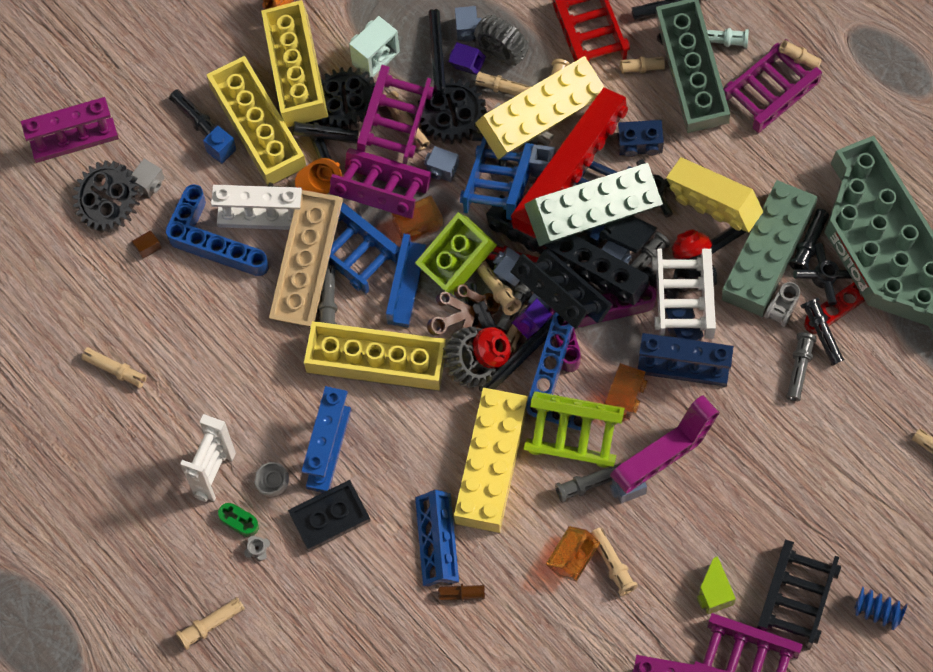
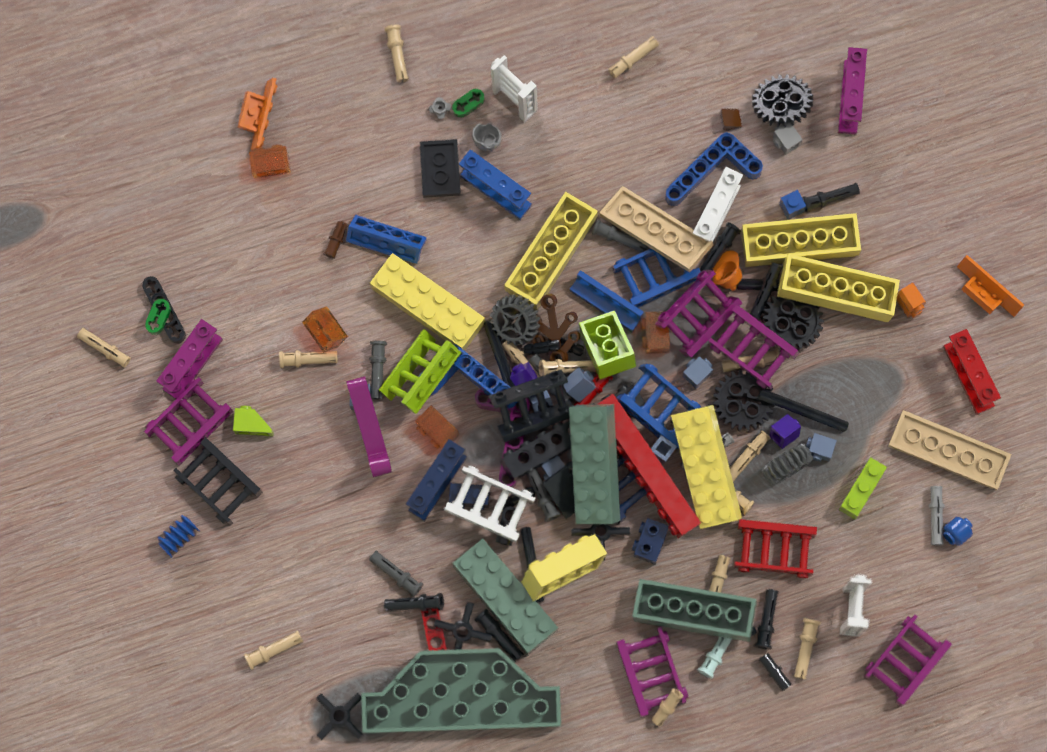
camera: 115 degrees right, 10 degrees up
(374, 46) = (826, 358): light aqua brick -> none
(485, 349) = (520, 334): red piece -> none
(690, 244) = (530, 536): red piece -> none
(782, 307) = (450, 583): light grey piece -> none

